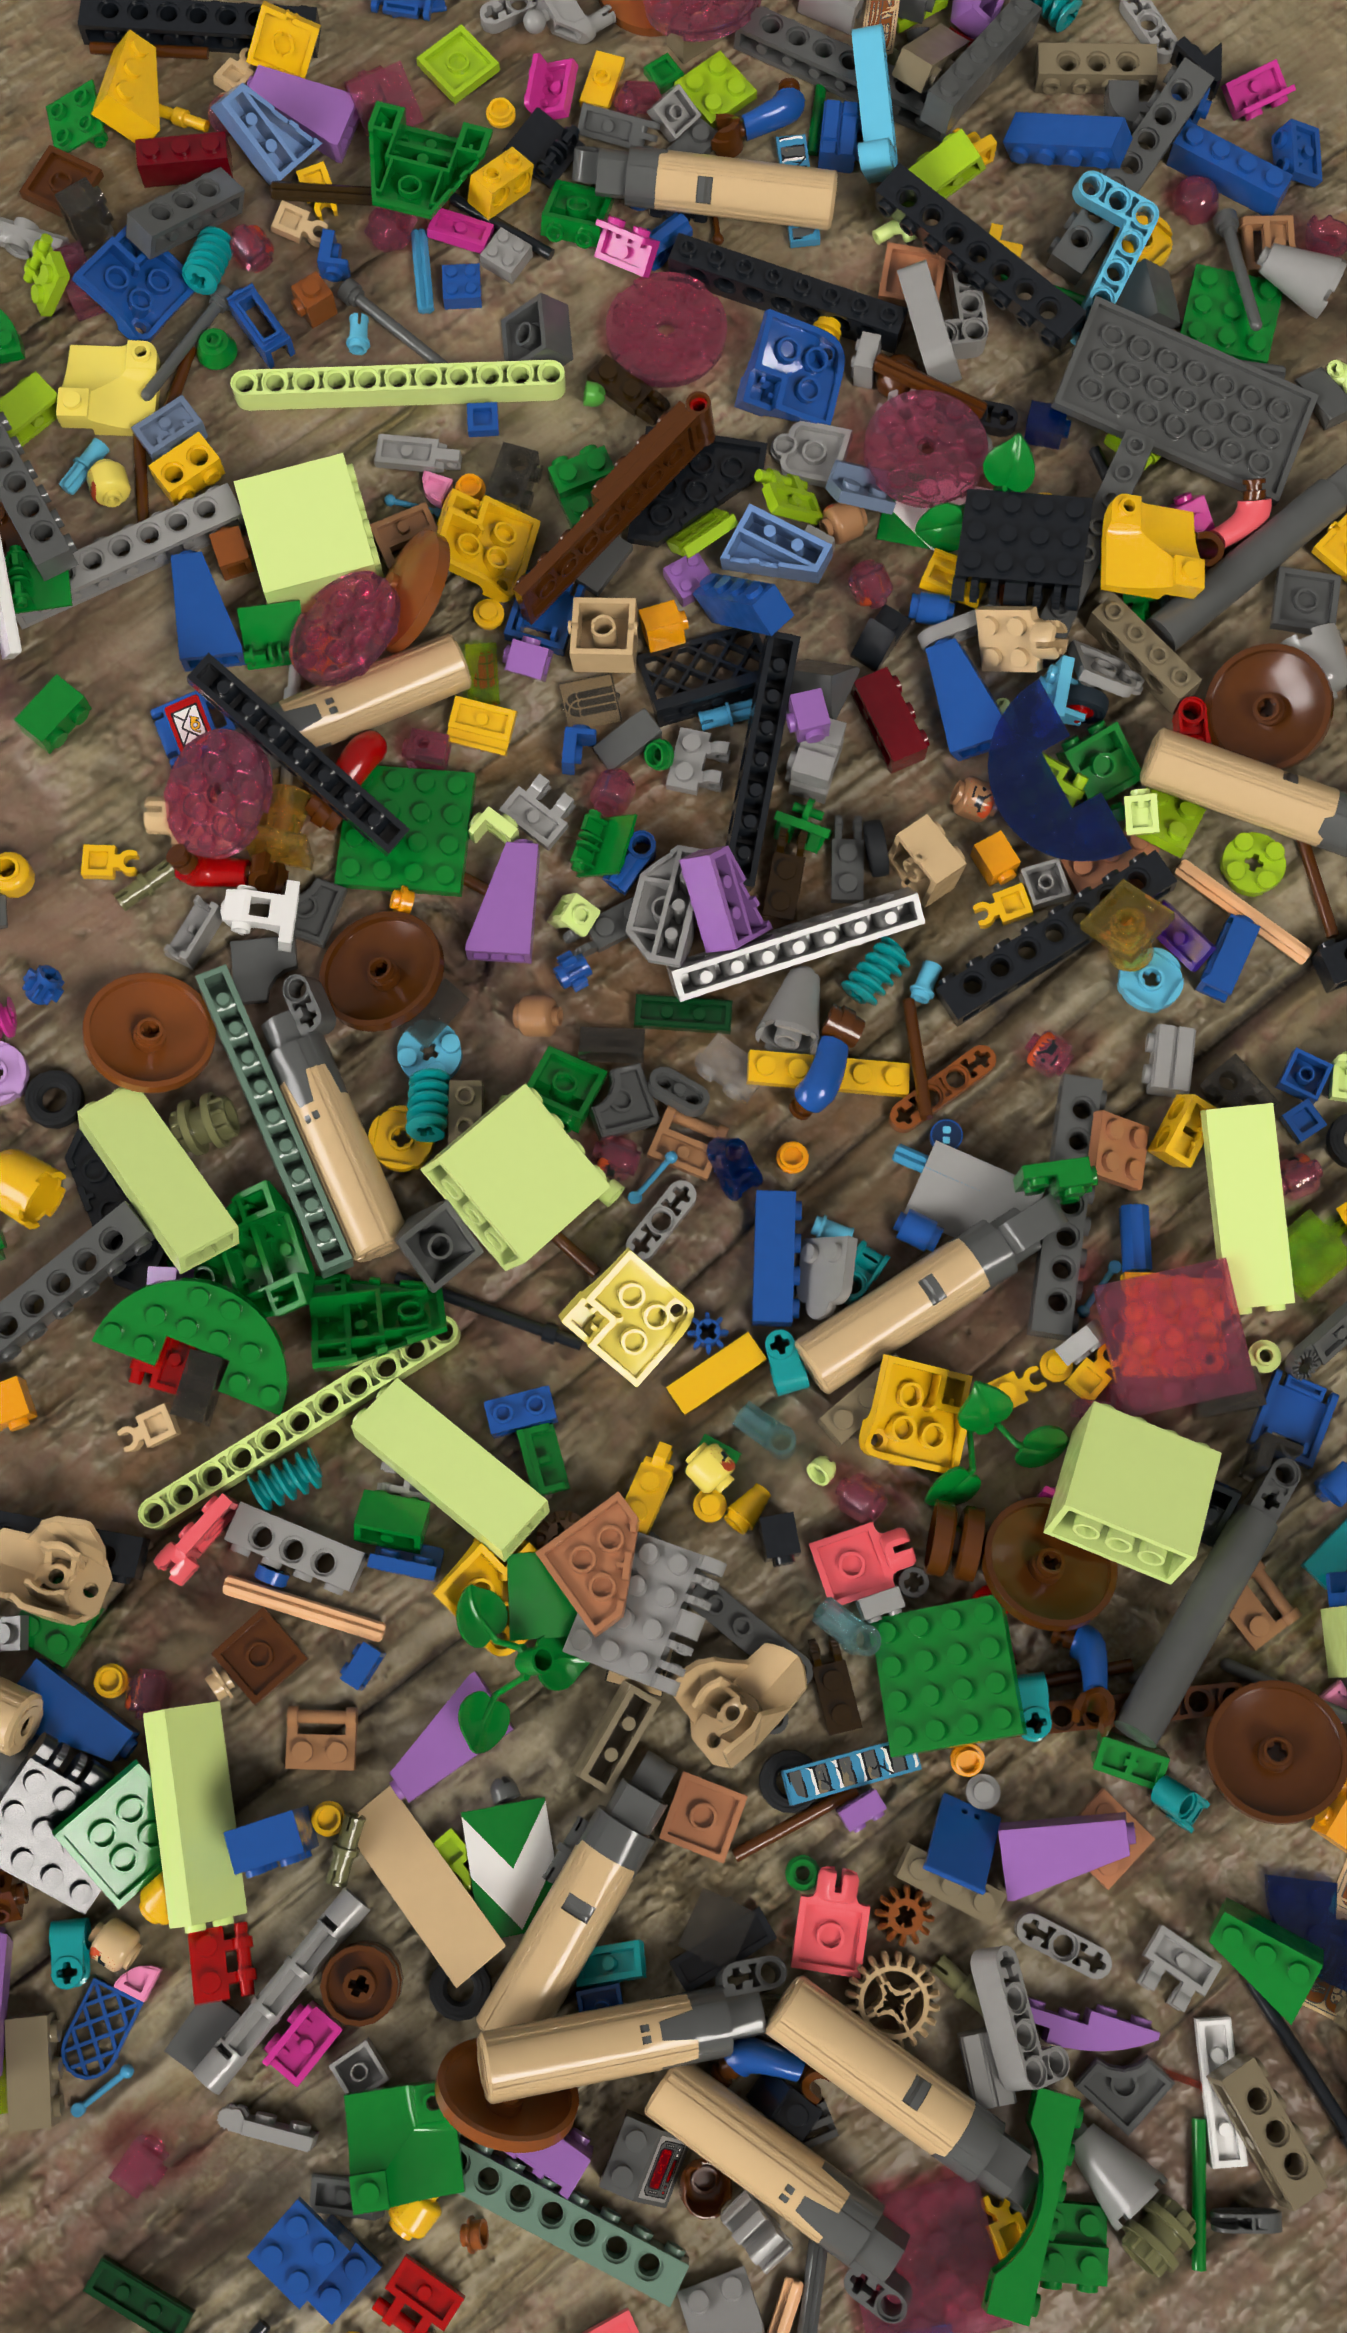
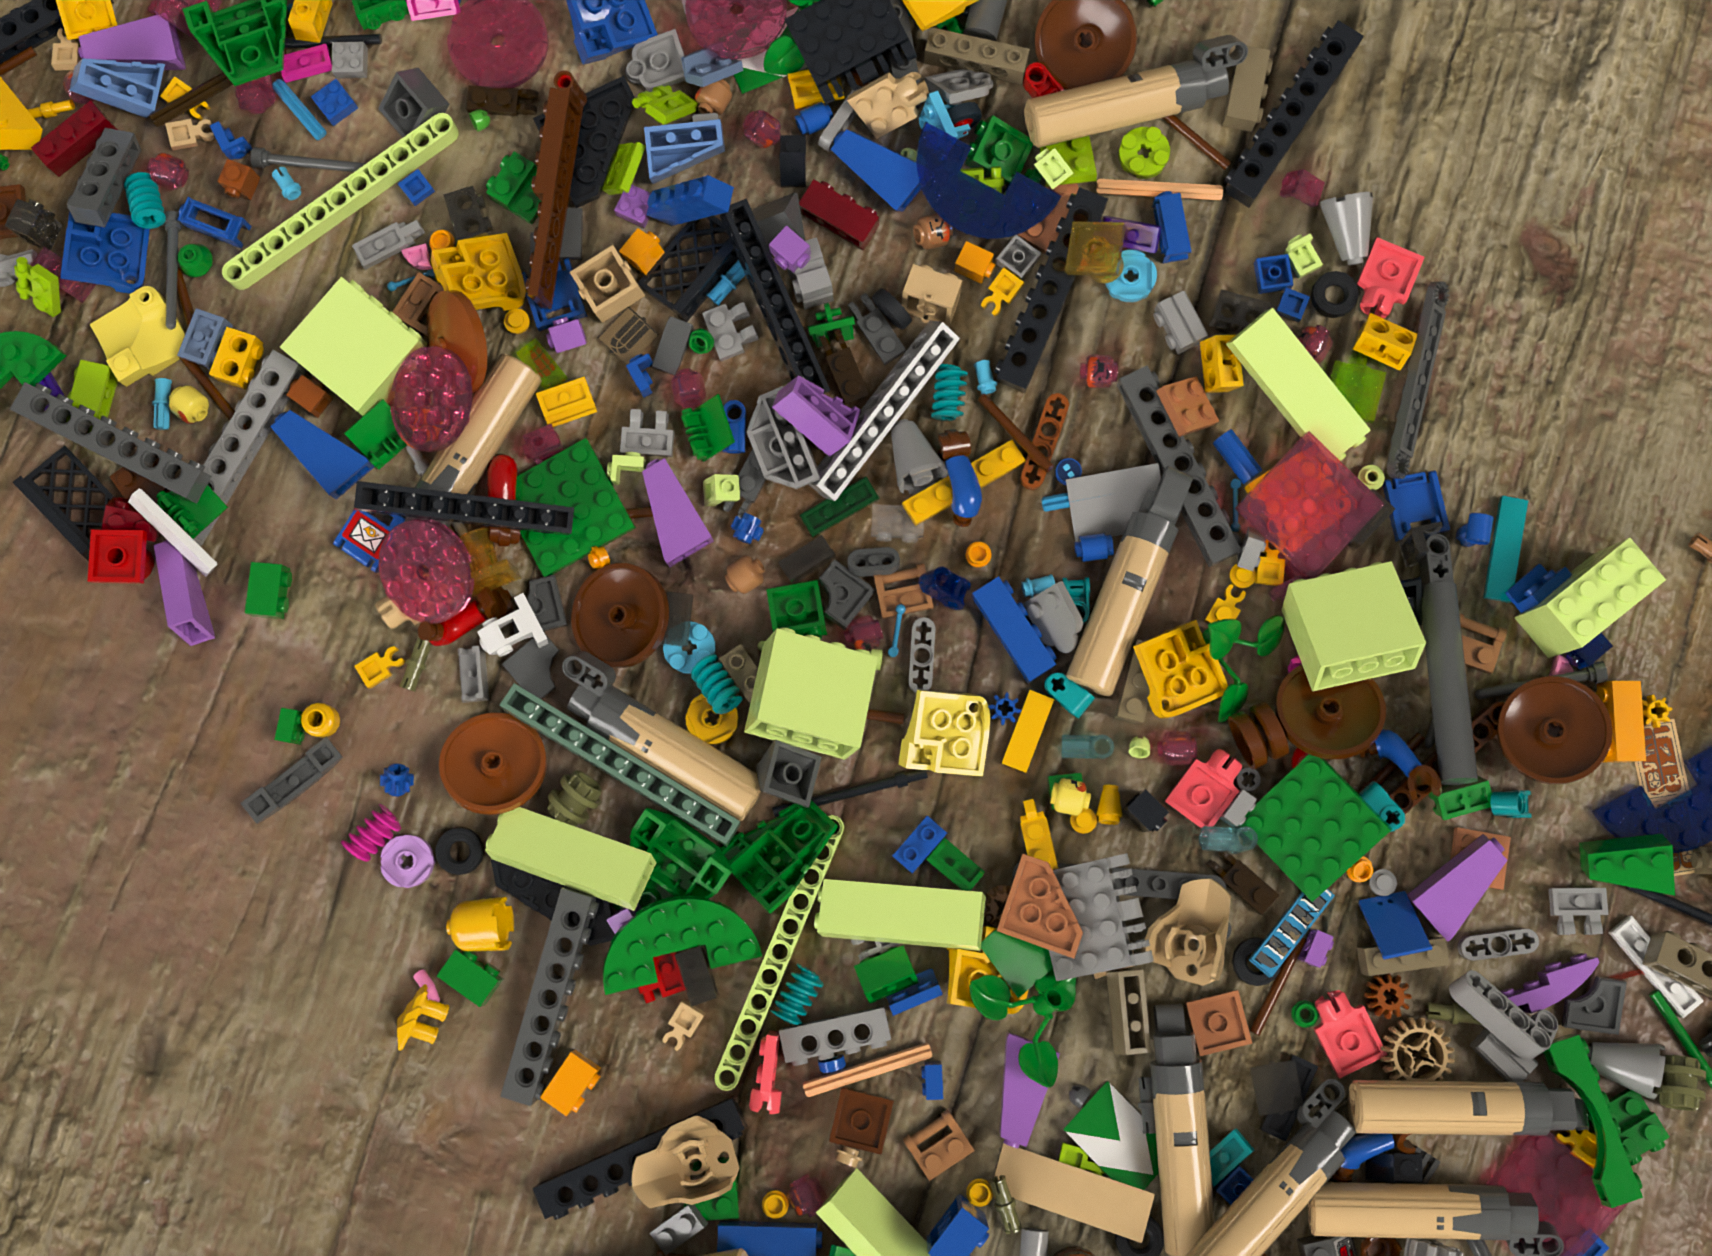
camera: 25 degrees left, 5 degrees up
(1063, 1178) = (1170, 451): green plate -> none

